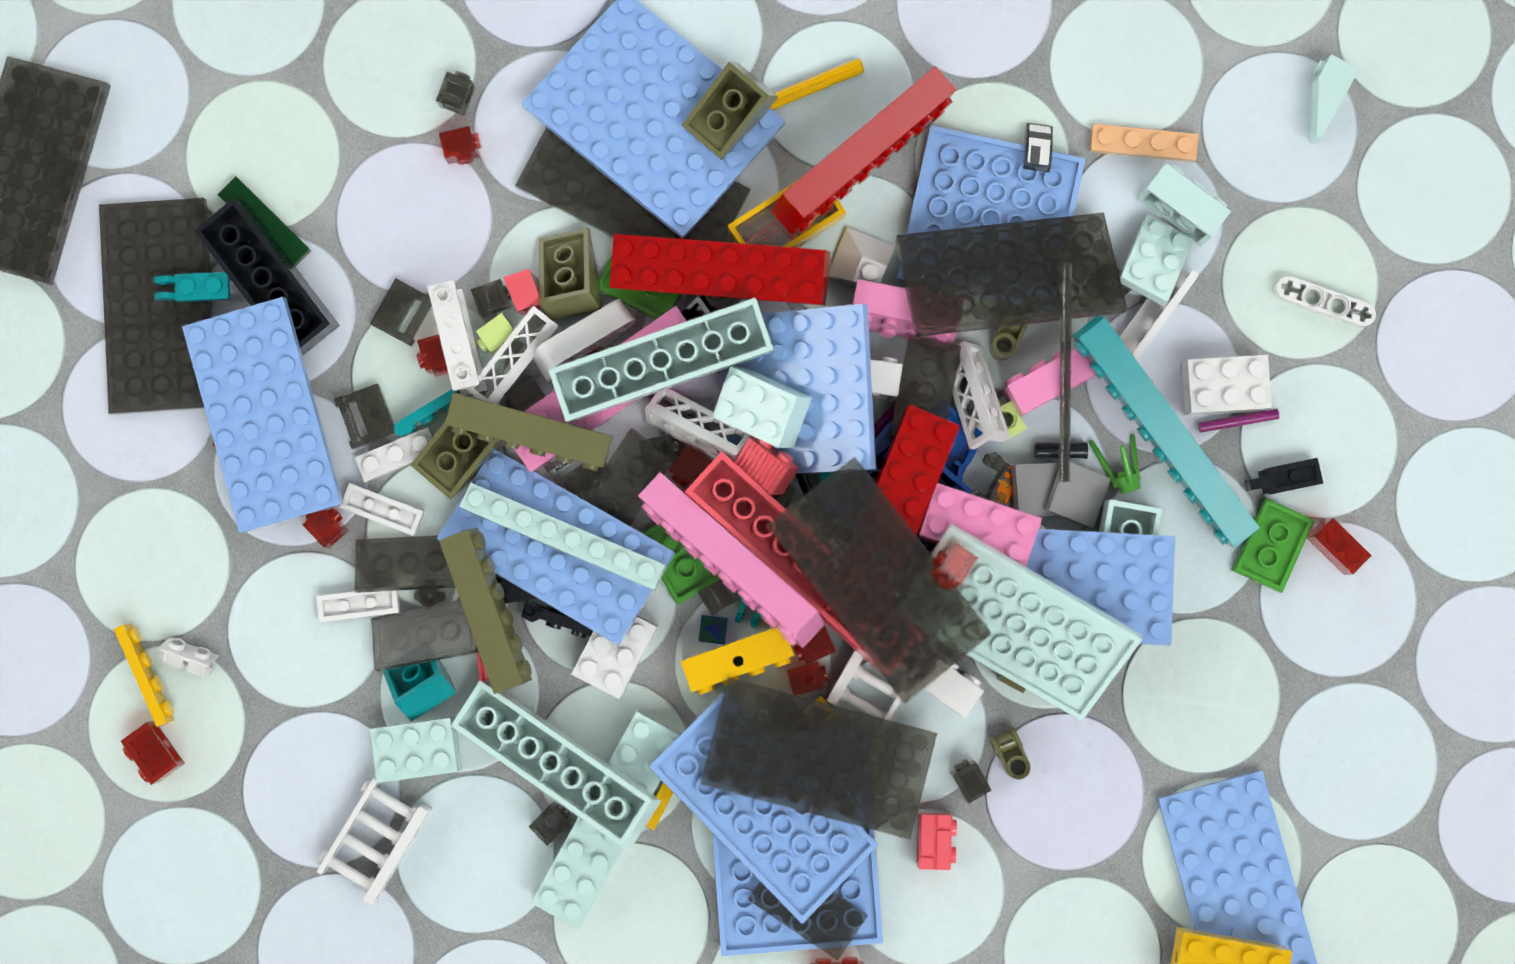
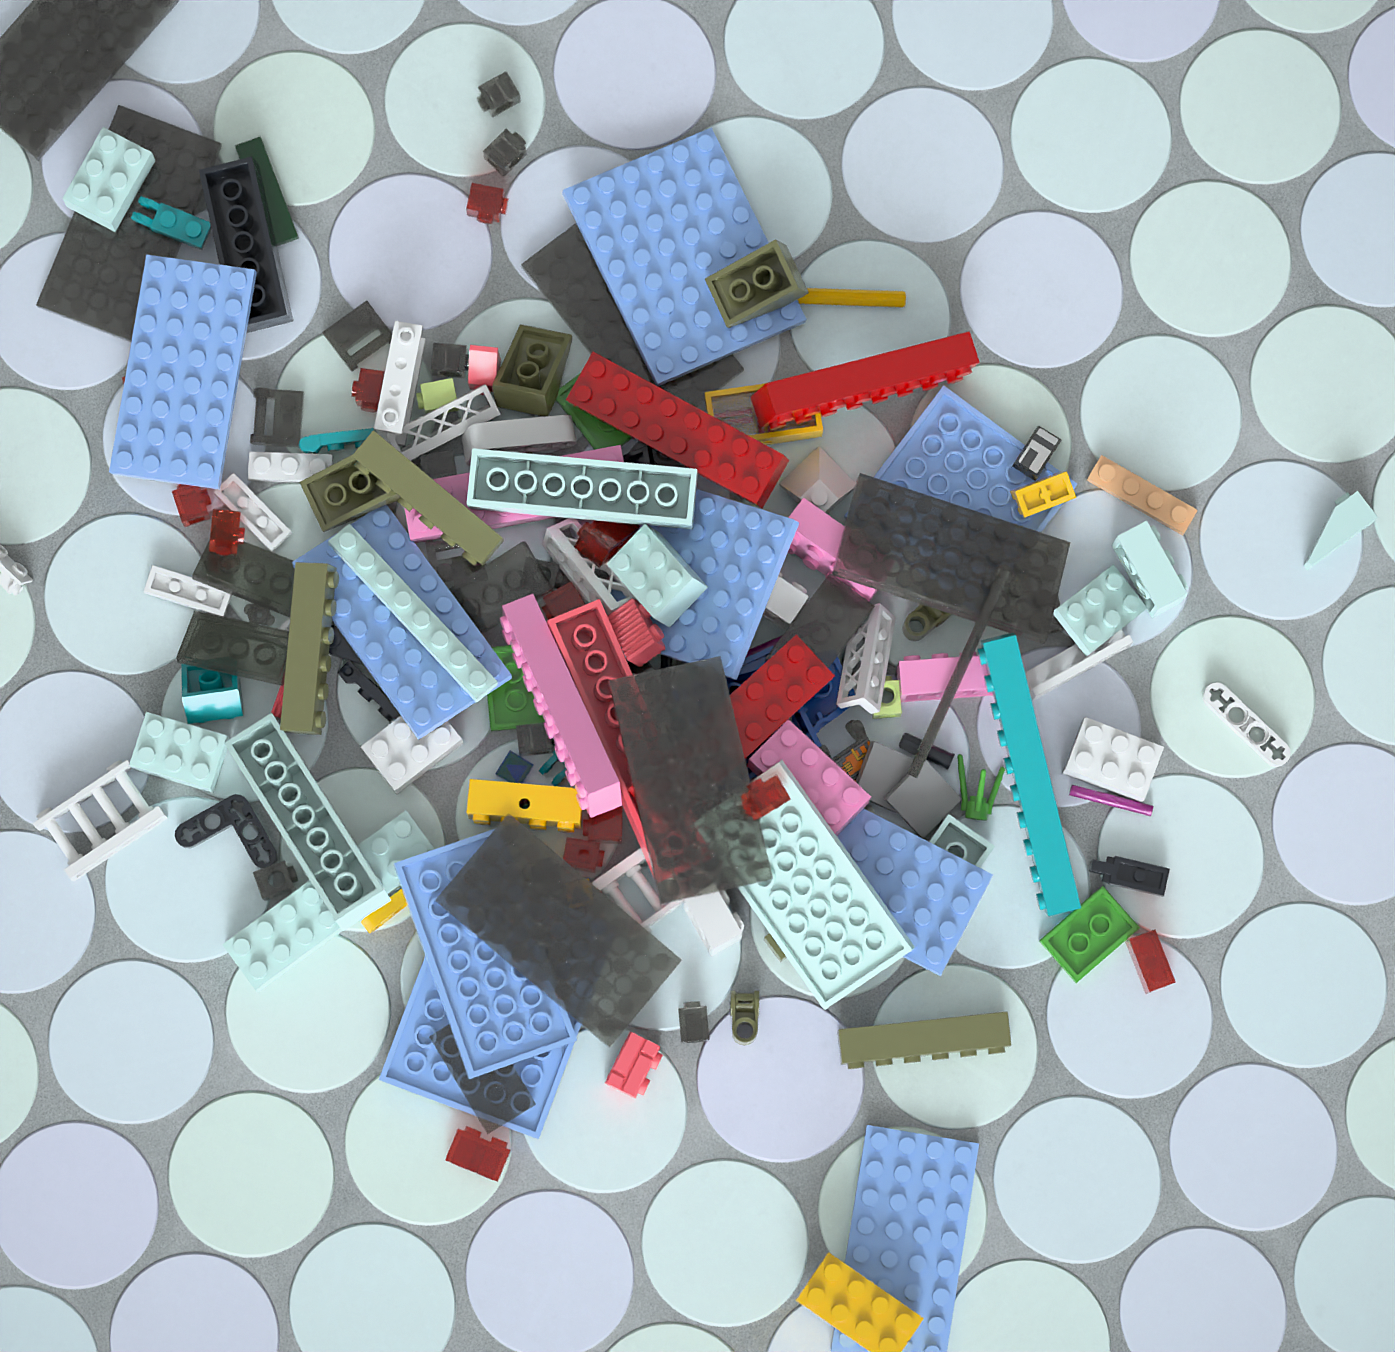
camera: 15 degrees right, 5 degrees down
(118, 274) = (109, 179): none -> light aqua brick
(366, 538) = (225, 532): none -> clear red brick
(426, 45) = (498, 94): none -> clear smoke brick
(485, 787) = (227, 820): none -> black beam
(699, 396) = (603, 539): none -> clear red brick
(1062, 180) = (1043, 494): none -> yellow hinge
(1174, 702) = (924, 1038): none -> olive brick

